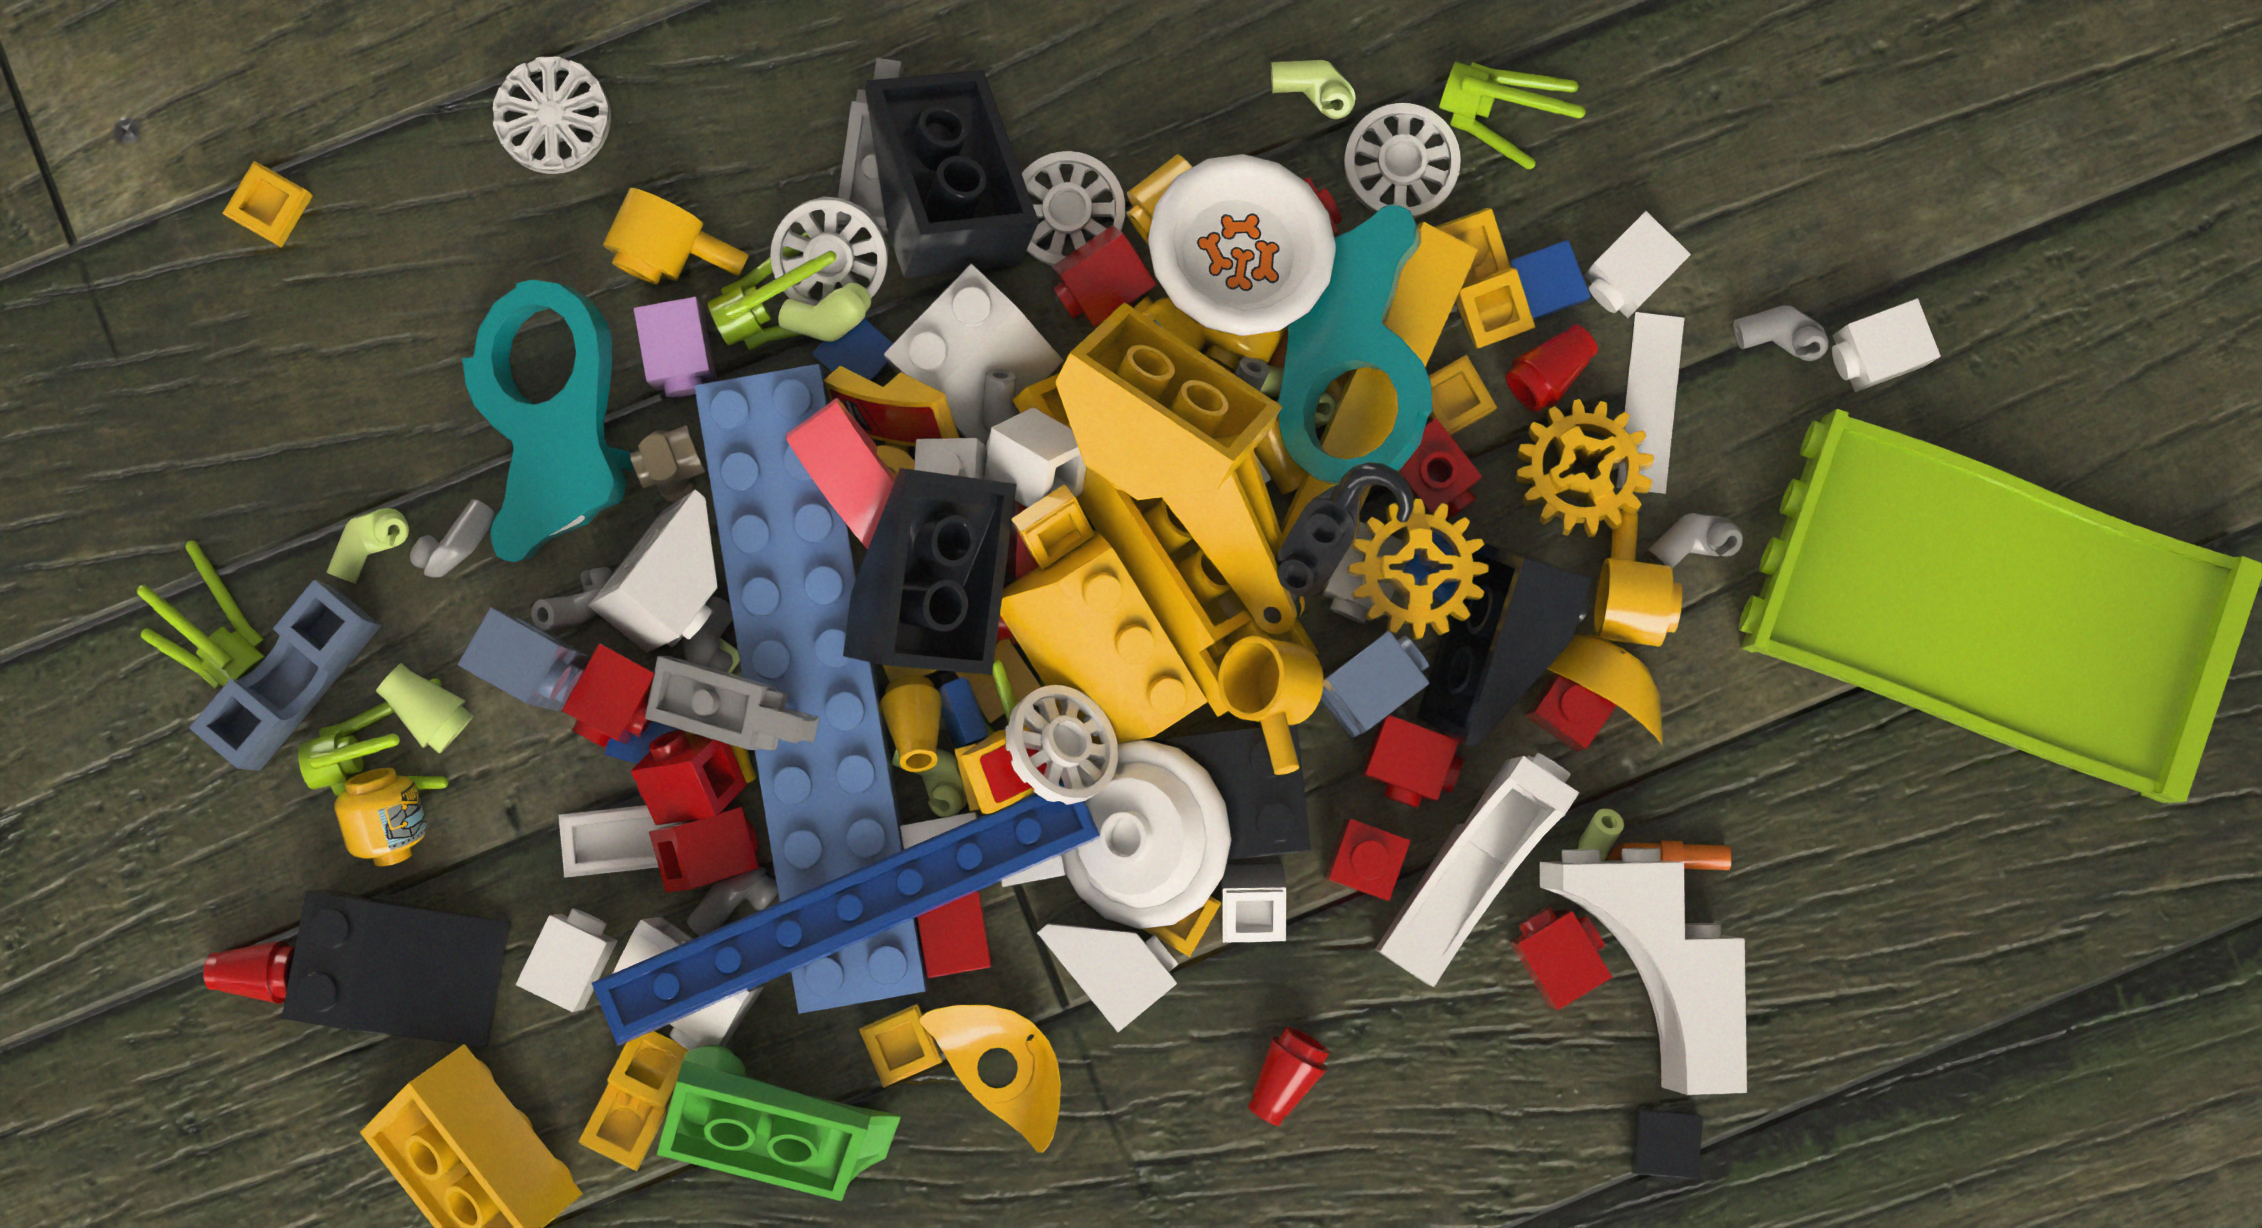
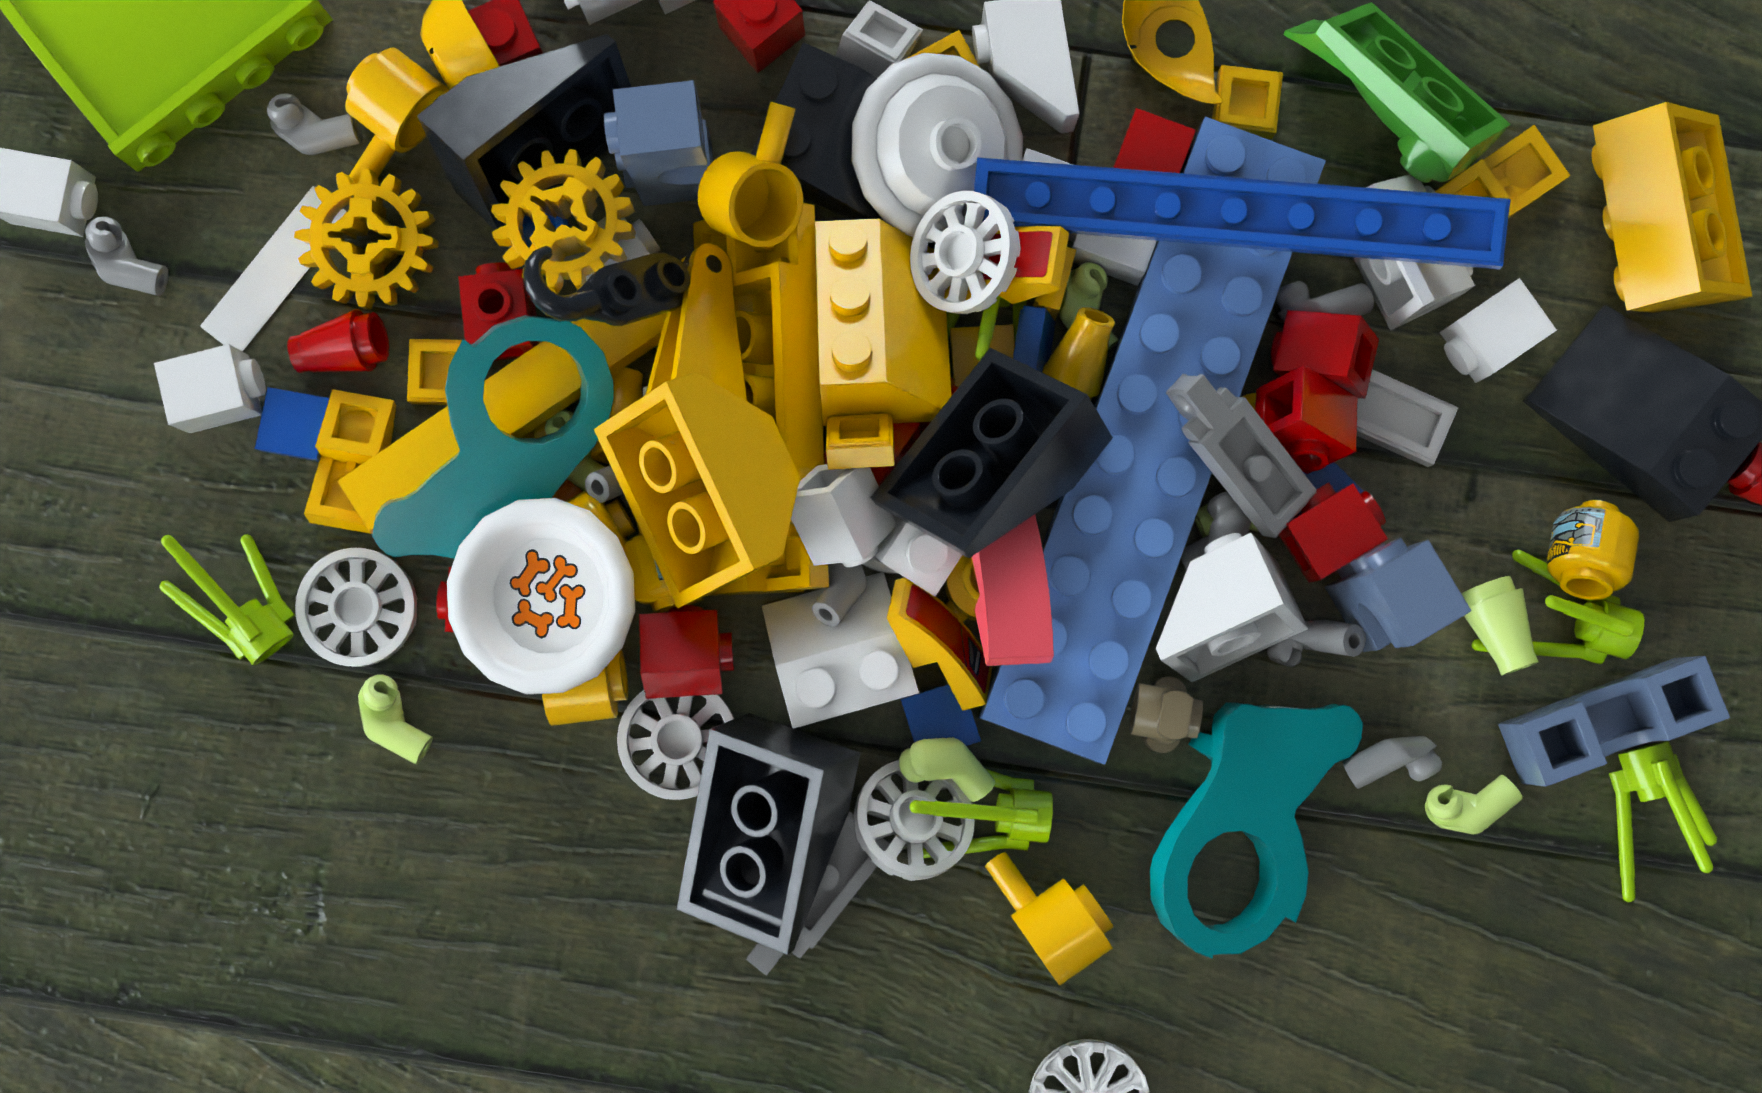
camera: 145 degrees left, 0 degrees up
(675, 346) = (1099, 817): lavender brick -> none
(1412, 762) = (668, 60): red brick -> none

